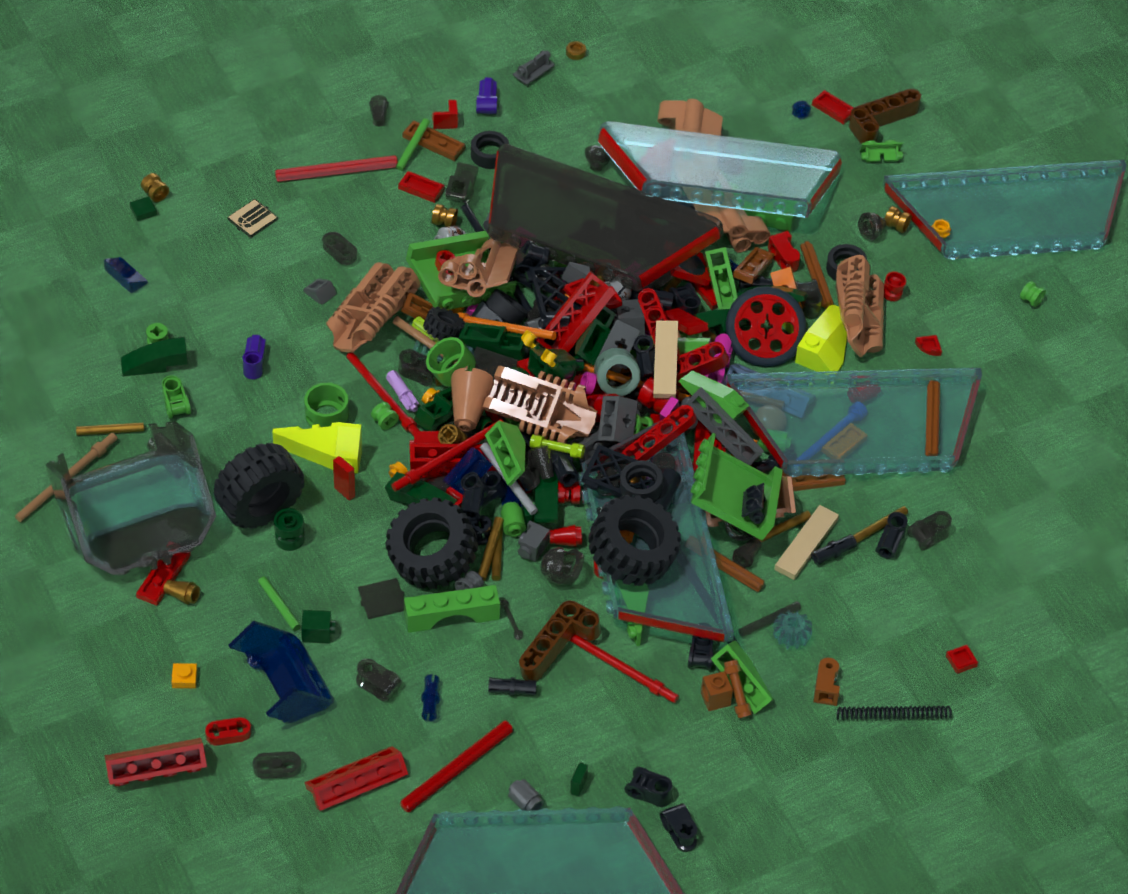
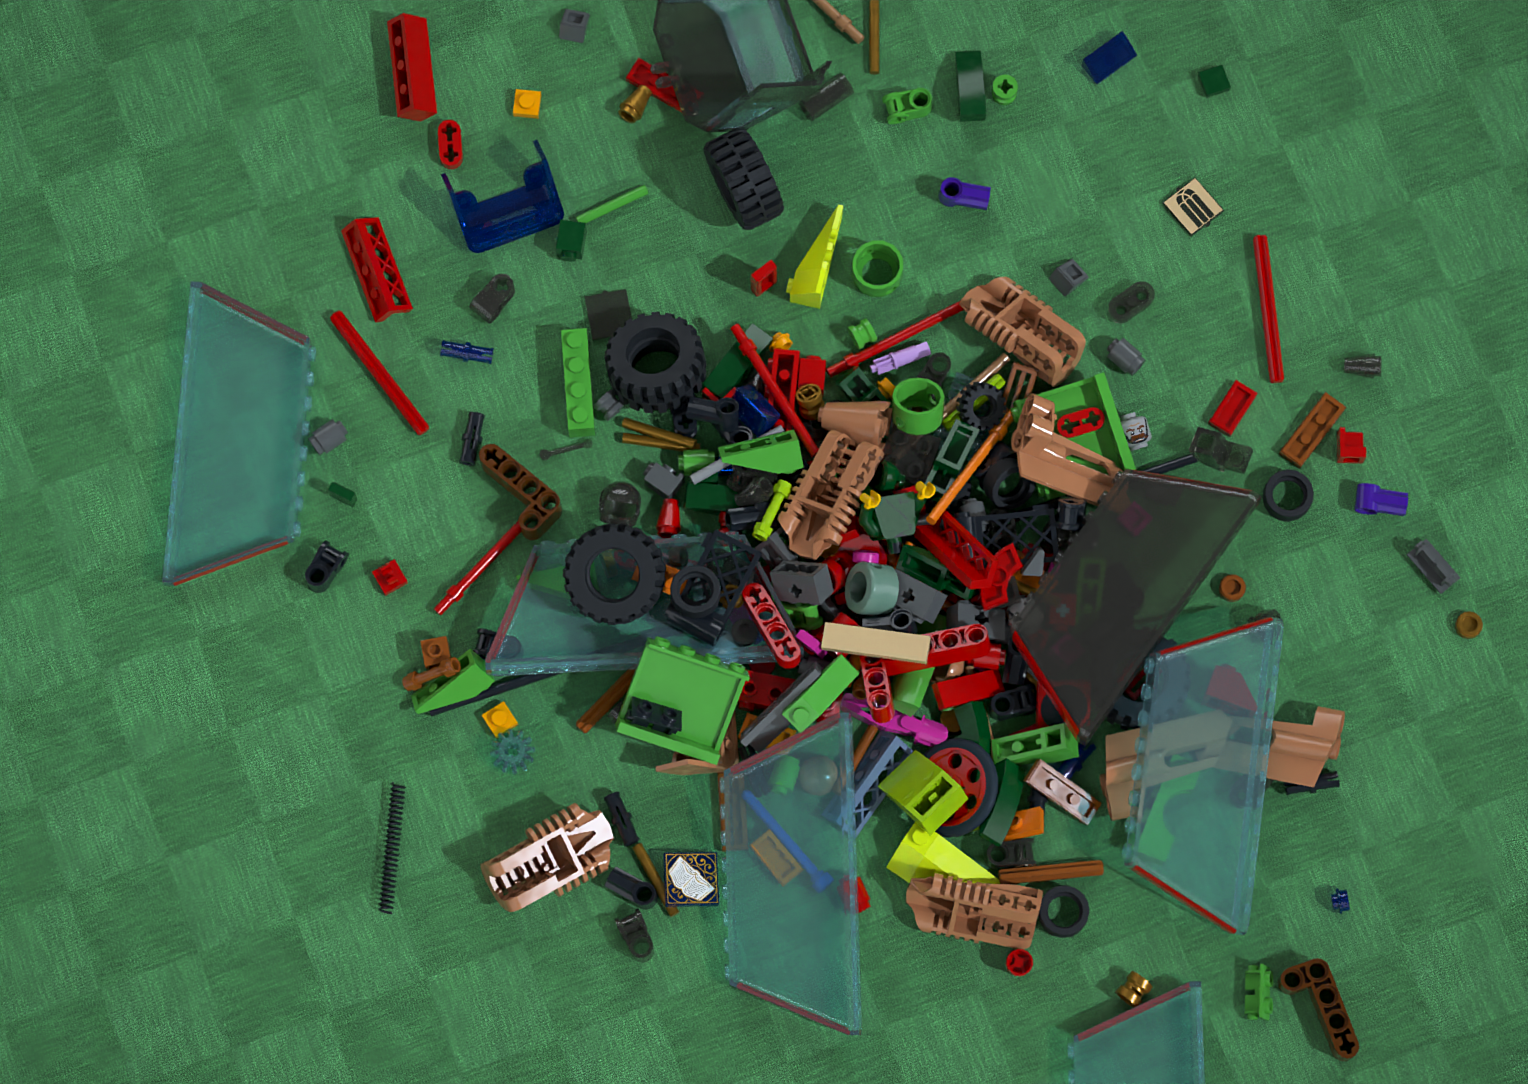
camera: 100 degrees right, 25 degrees up
(105, 646) = (574, 25): none -> dark grey slope
(155, 187) = (1243, 93): pearl gold wheel -> none
(277, 765) = (399, 191): clear smoke plate -> none
(289, 529) = (702, 217): dark green wheel -> none
(386, 248) = (1125, 356): none -> dark grey brick
(413, 144) = (1300, 401): bright green bar -> none
(444, 216) = (1174, 429): pearl gold wheel -> none
(649, 739) = (390, 577): none -> red tile
(680, 827) = (274, 591): black piece -> none
(764, 621) = (535, 731): clear smoke bar -> none
(764, 645) = (499, 719): none -> light orange plate
(775, 338) = (923, 791): none -> lime slope
(785, 254) = (1087, 835): red leg -> none
(786, 525) = (668, 778): pearl gold bar -> none
(806, 541) = (638, 791): tan tile -> none
(825, 689) = (440, 777): dark orange leg -> none
(832, 106) = (1348, 946): red tile -> none
(871, 225) = (1124, 955): clear smoke brick -> none
(874, 497) = (691, 879): none -> tile
(887, 593) = (550, 858): none -> nougat connector
(929, 345) = (927, 993): red tile -> none
(932, 418) = (795, 966): dark orange axle -> none
(942, 227) = (1116, 1035): light orange plate -> none
(961, 659) = (457, 938): red tile -> none

